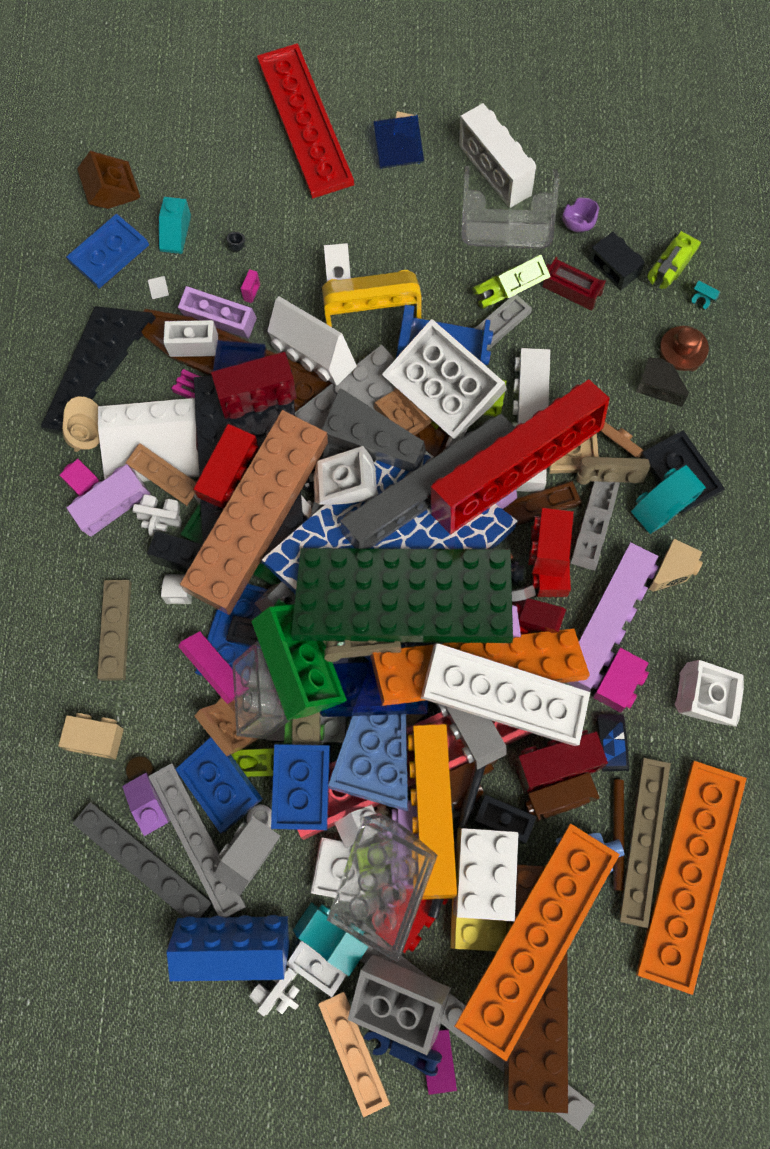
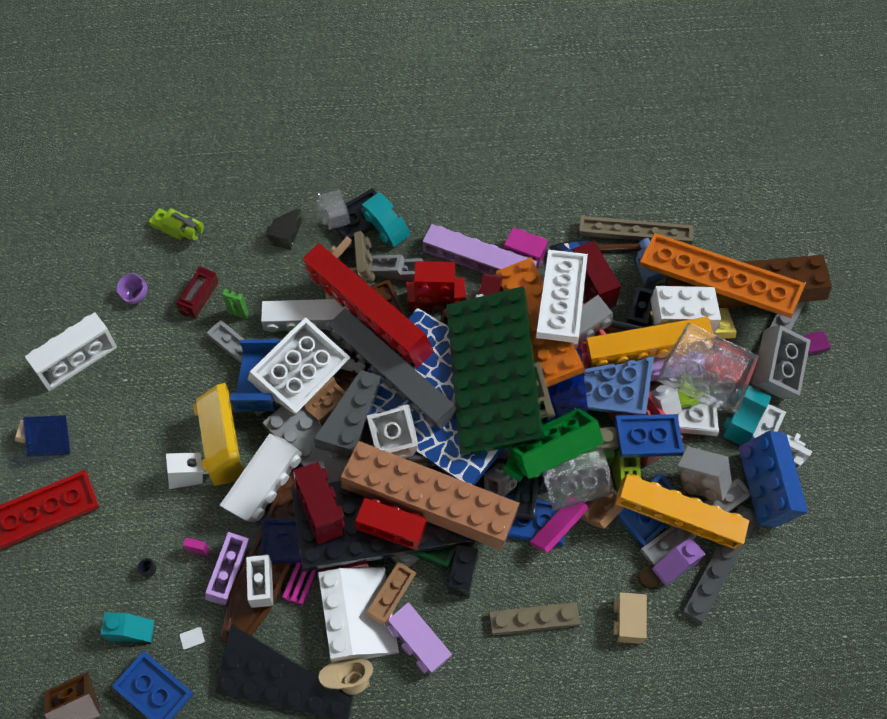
camera: 100 degrees left, 10 degrees down
(79, 477) = (400, 670): dark pink brick -> none
(157, 519) = (426, 585): white hips -> none
(172, 591) = (491, 568): white brick -> none
(196, 814) = (682, 512): none -> light orange brick
(261, 813) = (672, 476): white tile -> none
(354, 1055) = (818, 395): light nougat plate -> none
(424, 1063) = (809, 376): dark blue piece -> none
(509, 227) = (138, 339): clear windscreen -> none
(511, 282) = (199, 333): plate -> none
(547, 319) = (238, 304): none -> bright green tile
(561, 797) = (627, 289): reddish brown window -> none
(616, 260) = (176, 263): black brick -> none
(677, 566) = (434, 213): tan slope -> none
(684, 348) = (254, 217): copper plate -> none
(686, 434) = (333, 207): none -> clear brick
(691, 878) = (652, 203): orange plate -> none
(706, 292) = (206, 202): teal tile -> none
(710, 693) = (527, 195): white slope -> none

